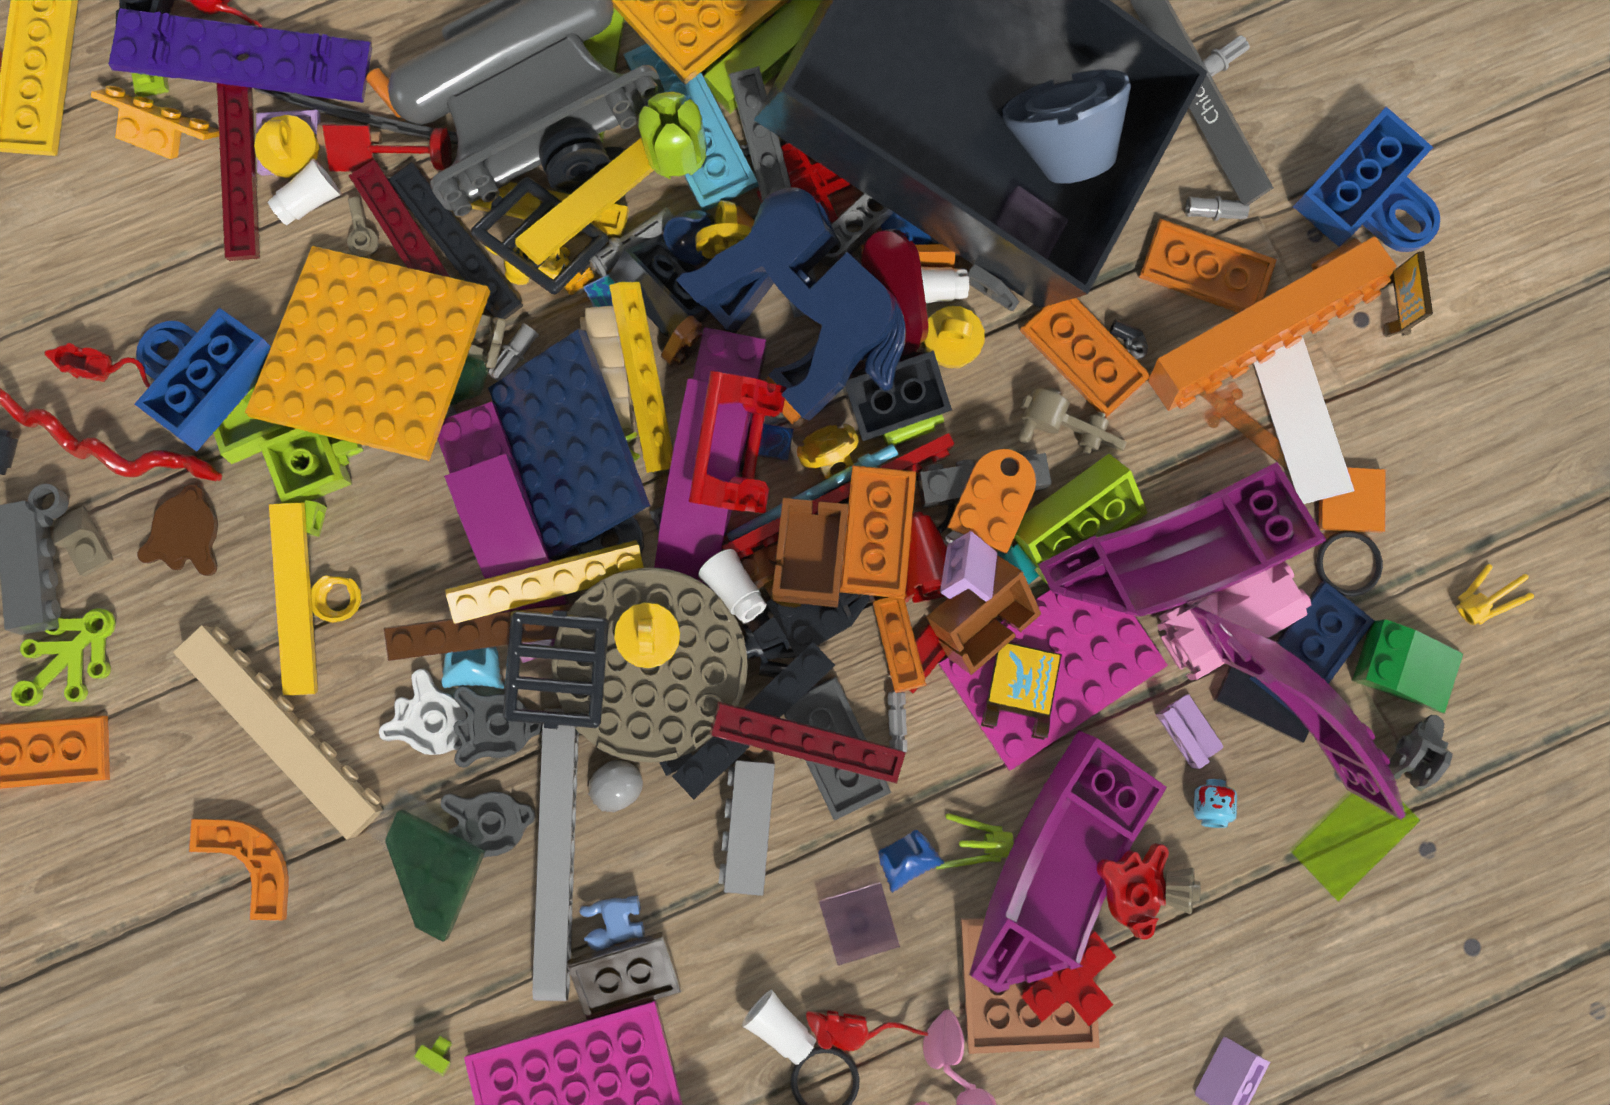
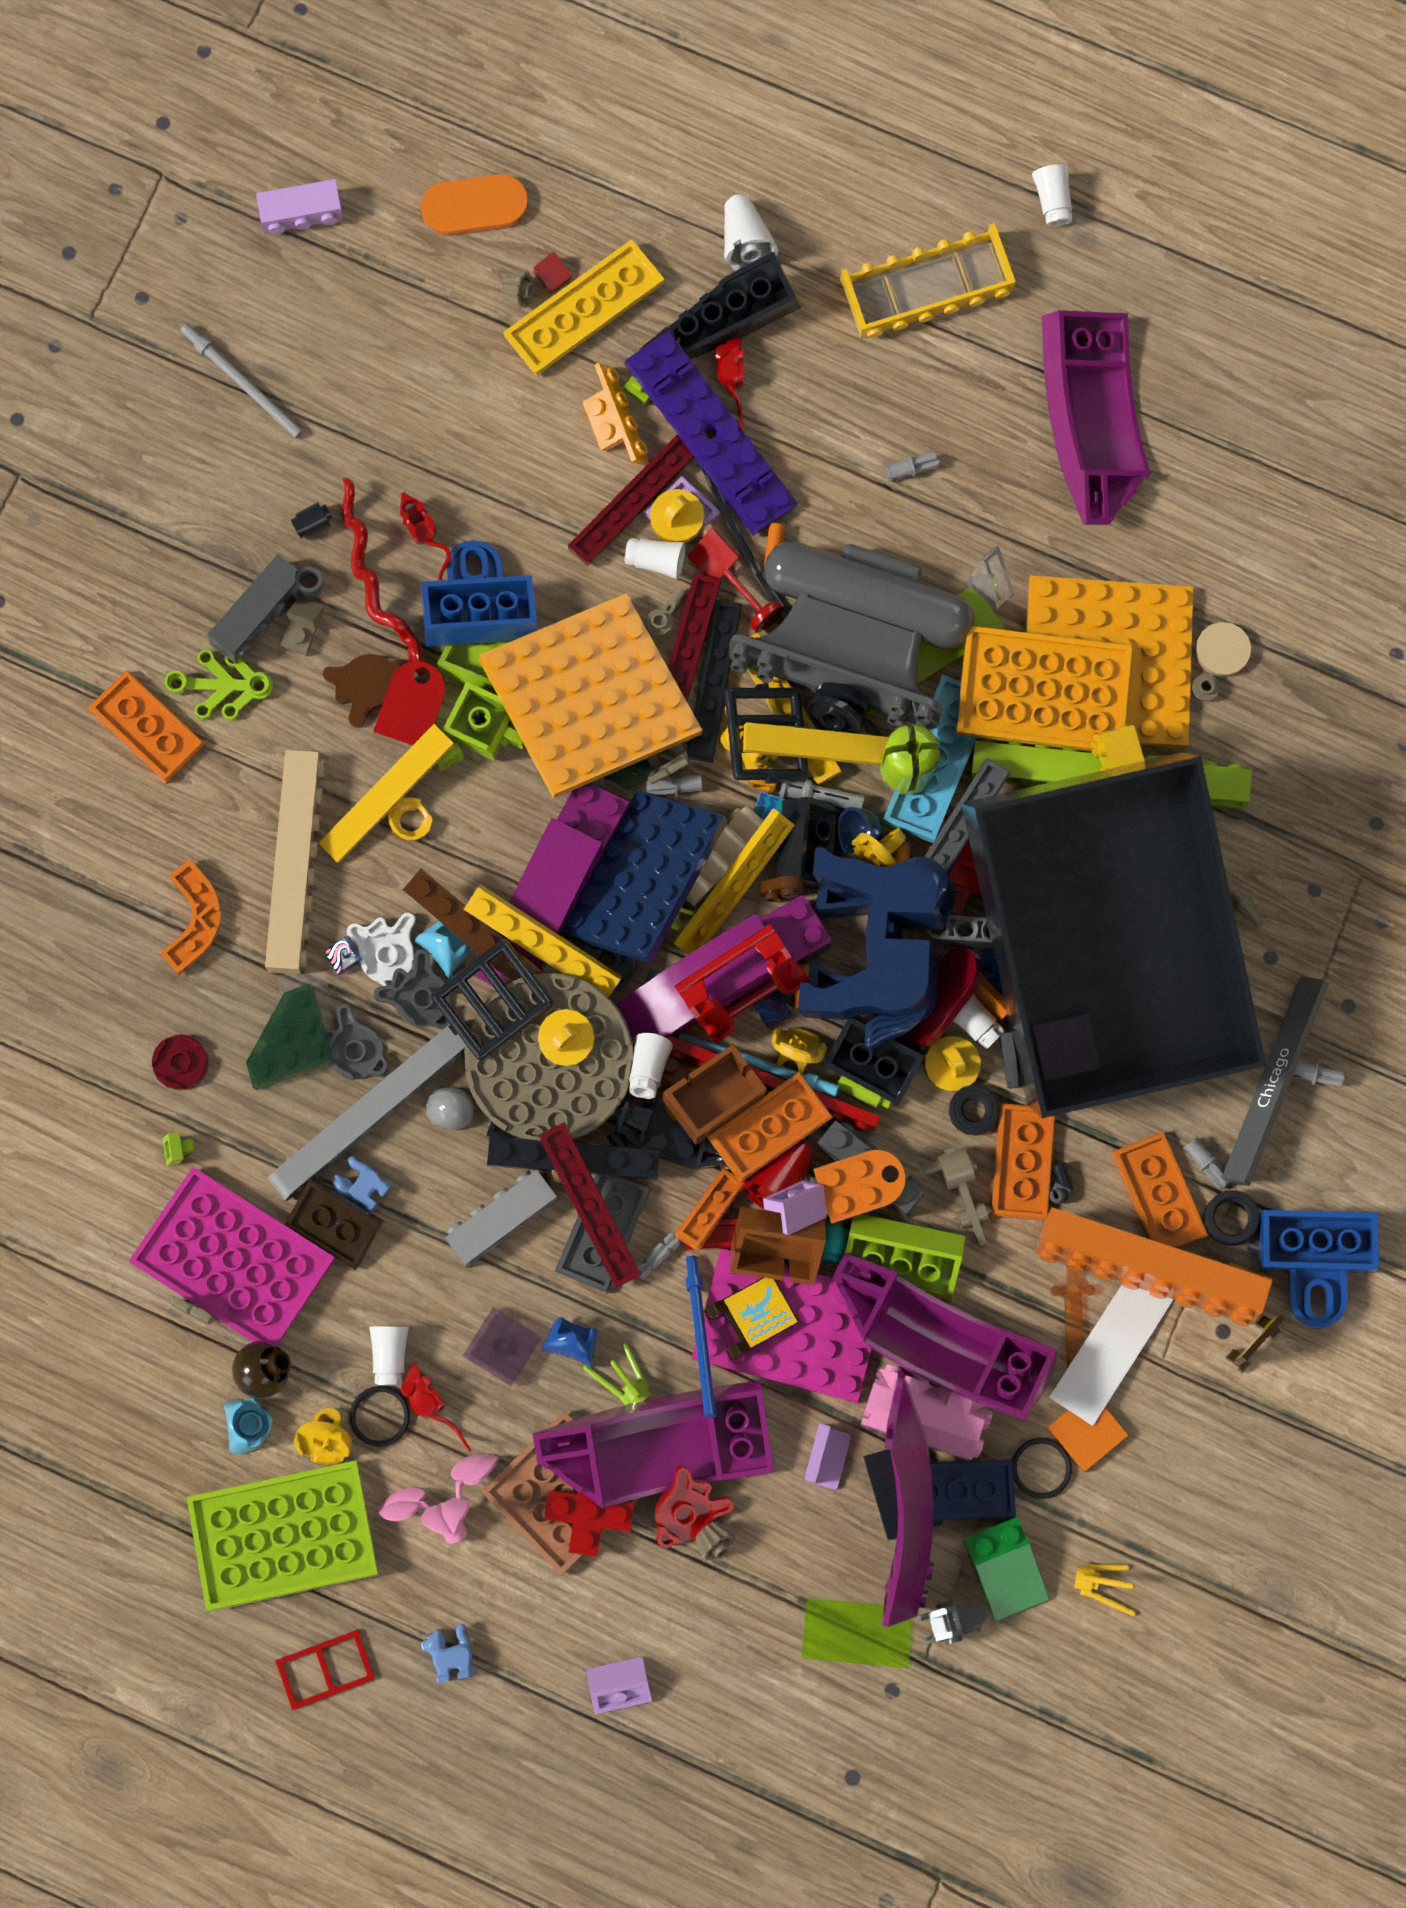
camera: 50 degrees right, 5 degrees down
(236, 511) = (410, 706): none -> red tile
(363, 984) = (180, 1062): none -> dark red tile
(399, 760) = (343, 955): none -> tile
(951, 713) = (694, 1285): none -> blue bar
(1011, 335) = (979, 1093): none -> black tyre
(1072, 125) = (1156, 1008): sand blue cone -> none
(1215, 804) = (791, 1514): medium azure head -> none
(1293, 211) = (1231, 1196): none -> black tyre

